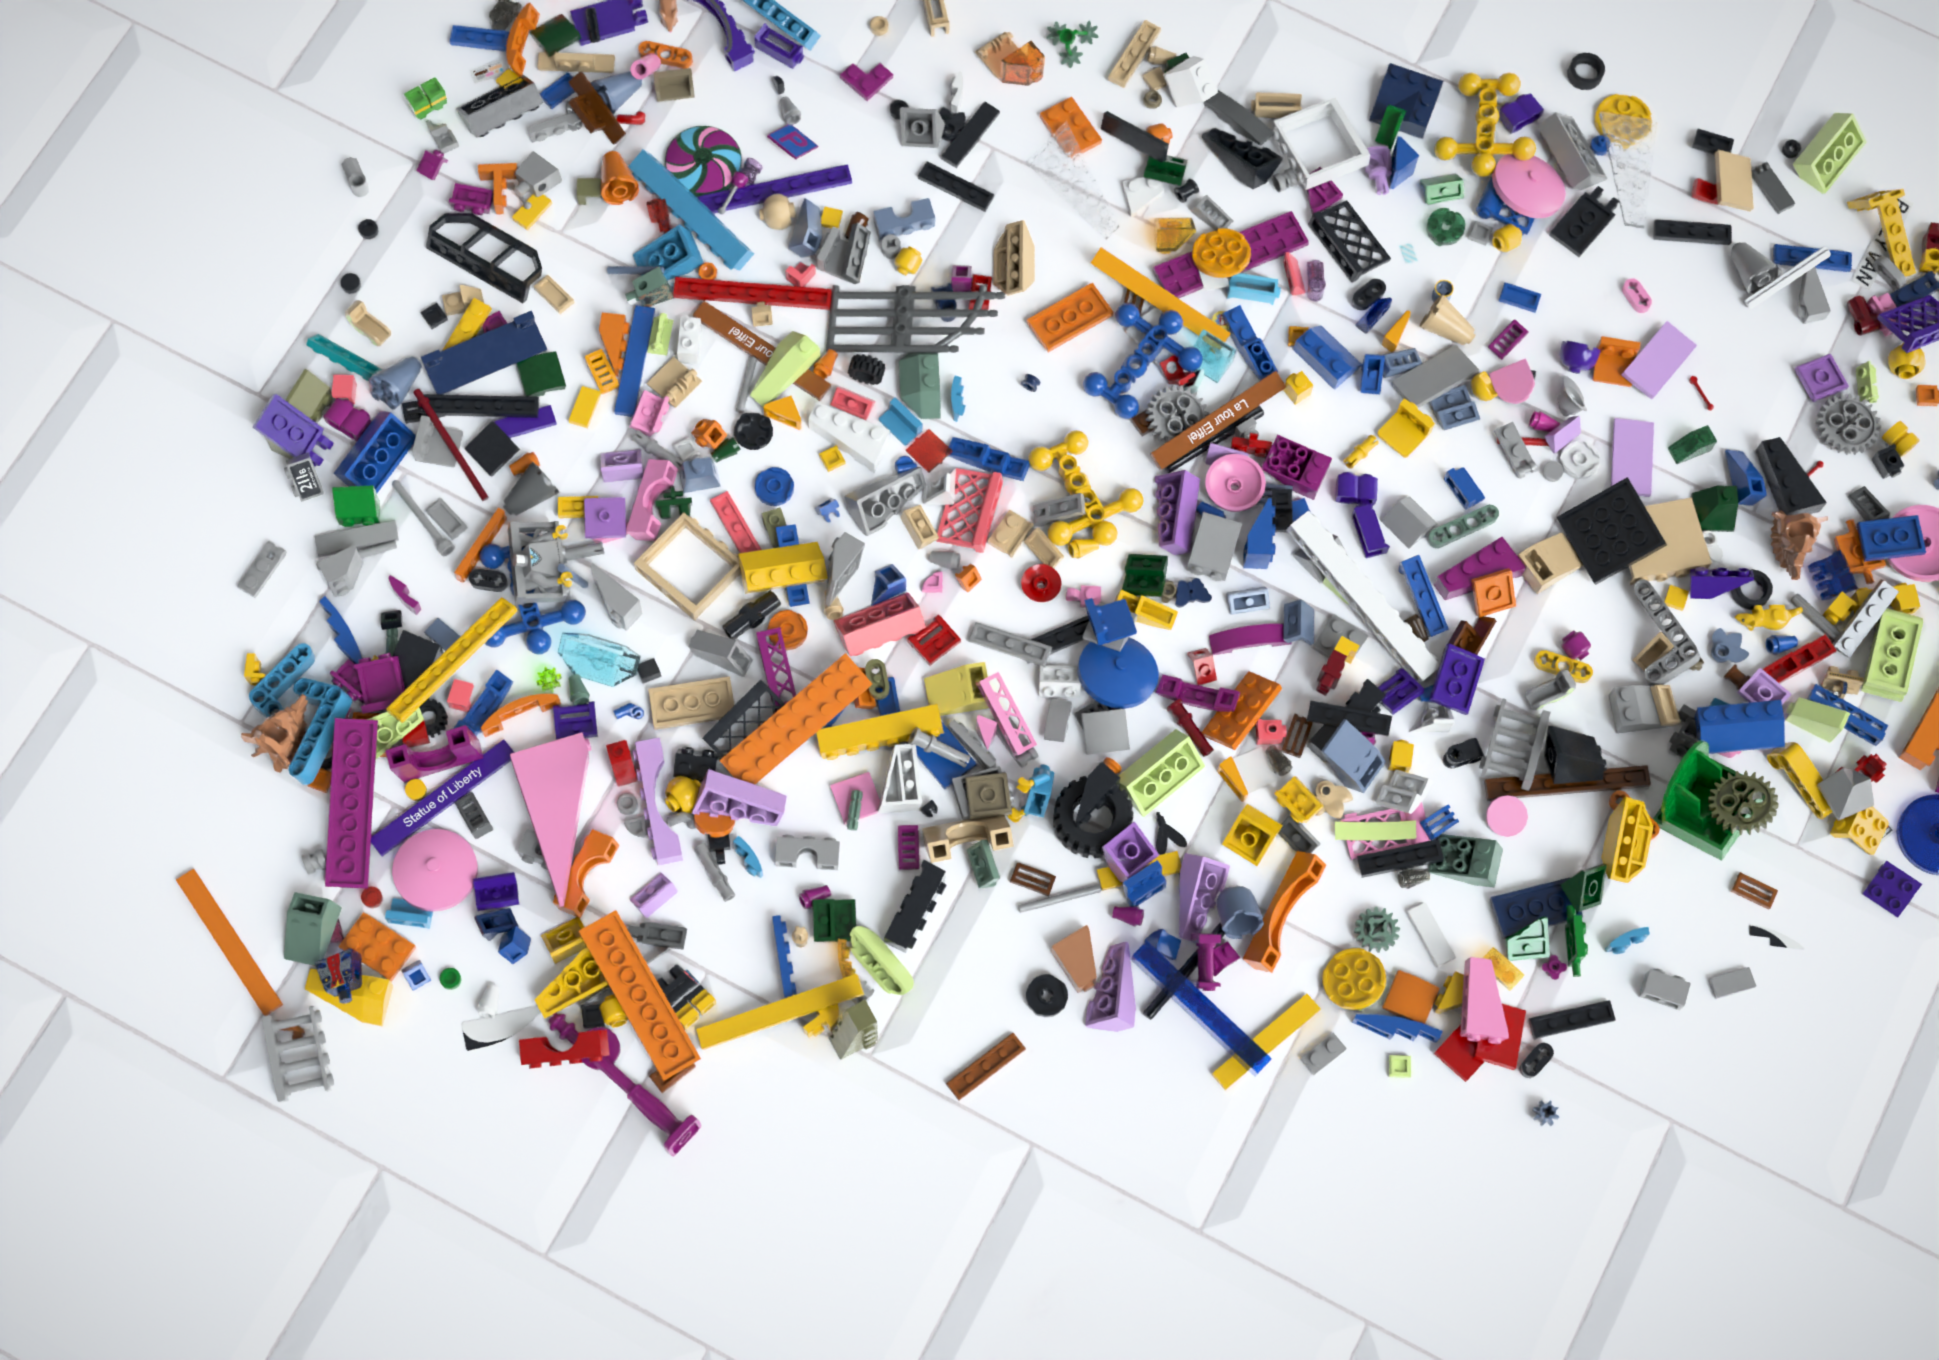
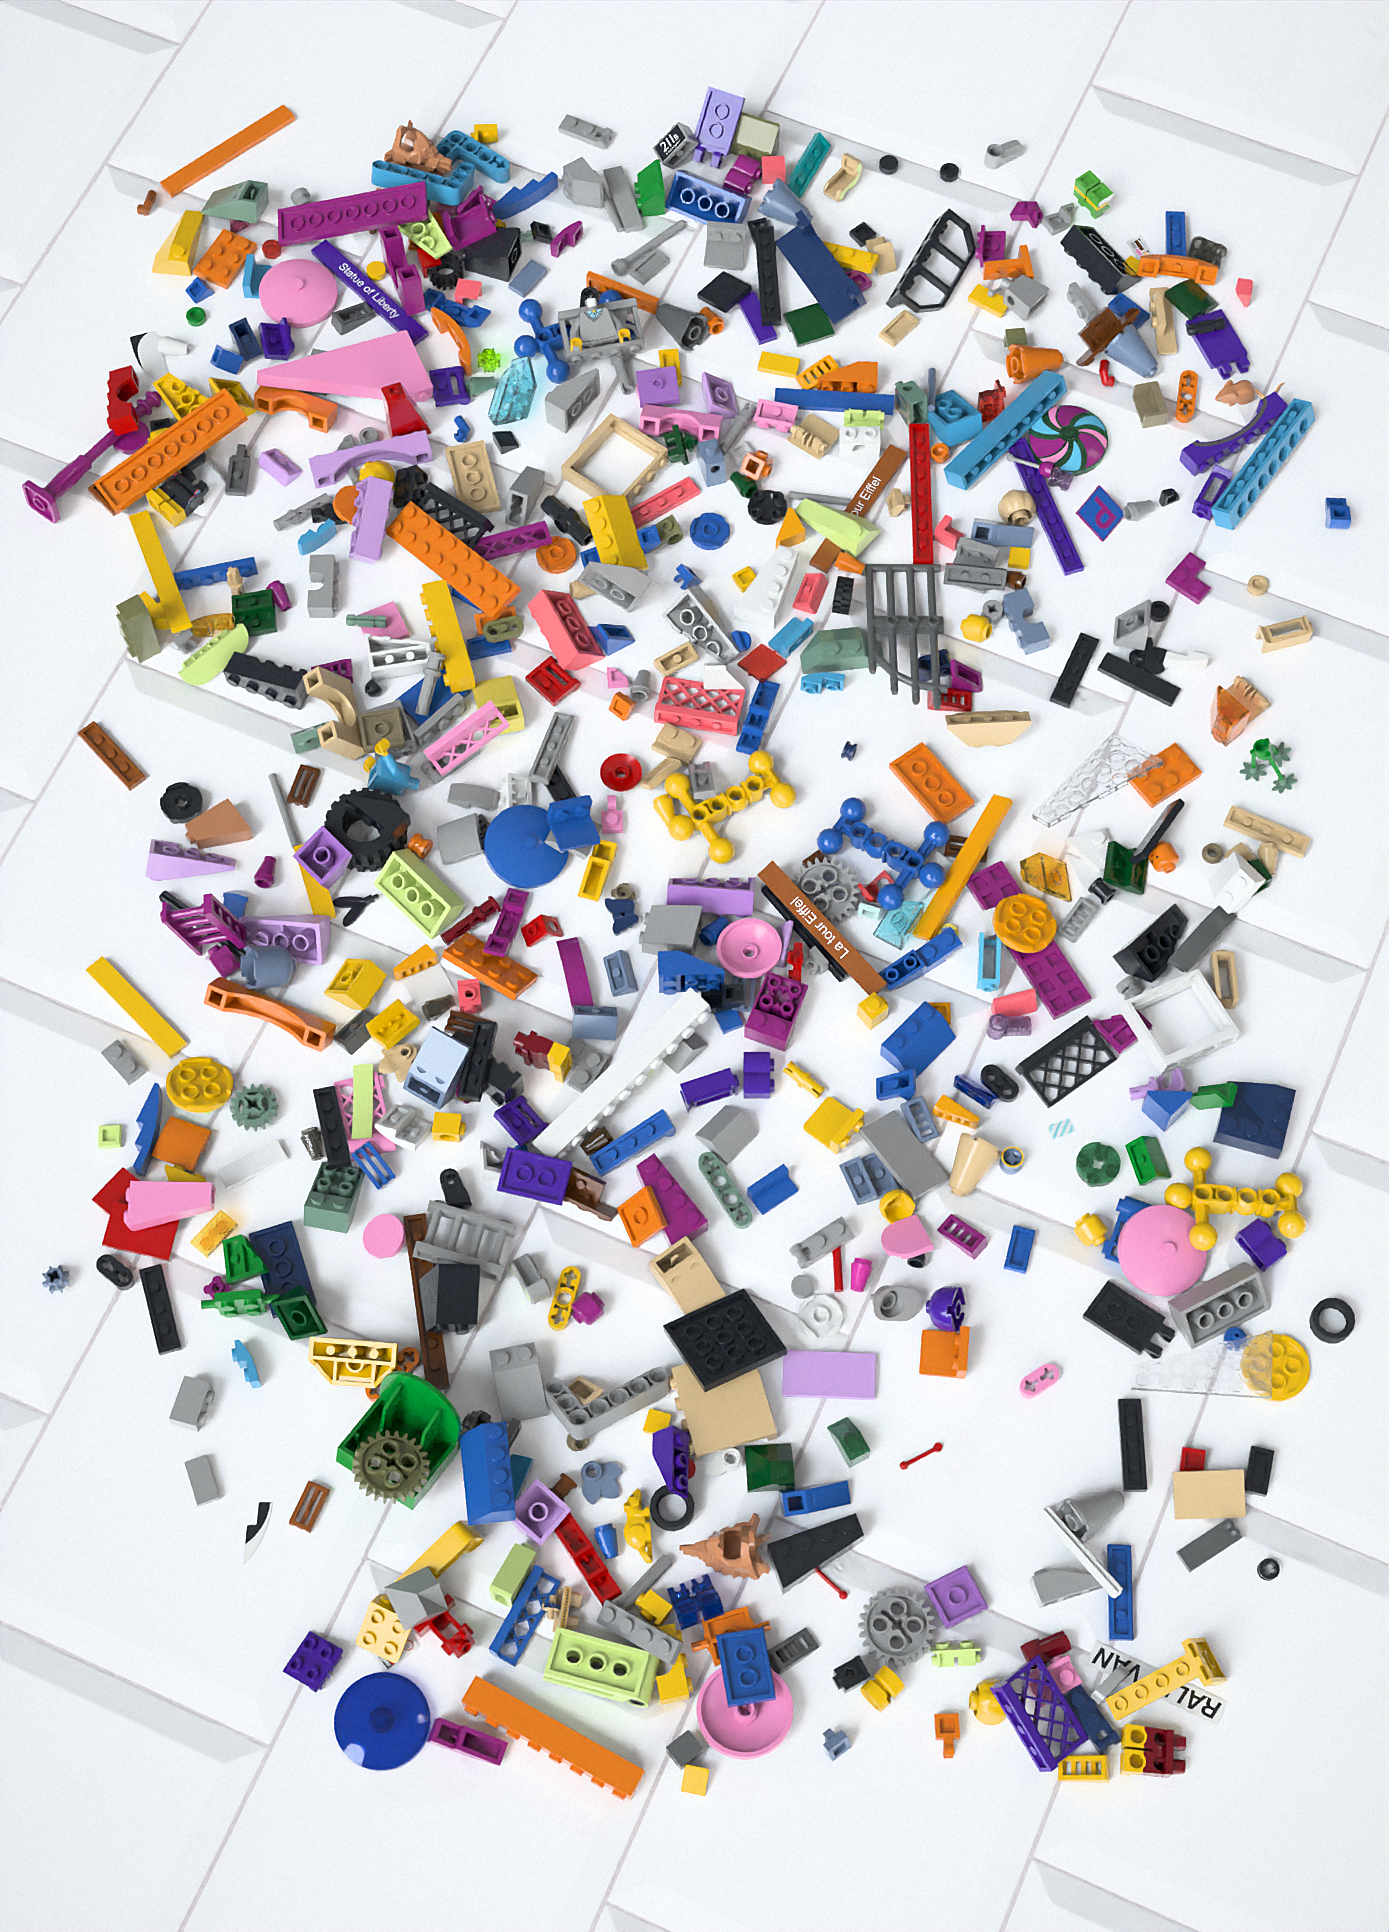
camera: 90 degrees right, 5 degrees down
(275, 1048) = (115, 192): light grey fence -> none
(341, 974) = (190, 225): clear blue torso -> none
(424, 403) = (761, 228): dark red bar -> none
(451, 660) = (495, 271): yellow tile -> none
(576, 578) = (587, 352): sand blue bar -> none
(645, 66) = (1162, 372): bright pink pin -> none
(986, 730) = (449, 722): bright pink slope -> none
(1144, 884) = (293, 879): blue slope -> none
(1145, 574) = (637, 869): dark green slope -> none
(1201, 1009) = (156, 940): clear blue brick -> none
(1480, 233) = (1097, 1204): light grey tile -> none
(1564, 433) = (846, 1293): lavender slope -> none
(1659, 360) = (955, 1404): lavender tile -> none
(1665, 705) = (520, 1404): tan tile -> none
(1830, 151) = (1268, 1615): yellowish green slope -> none

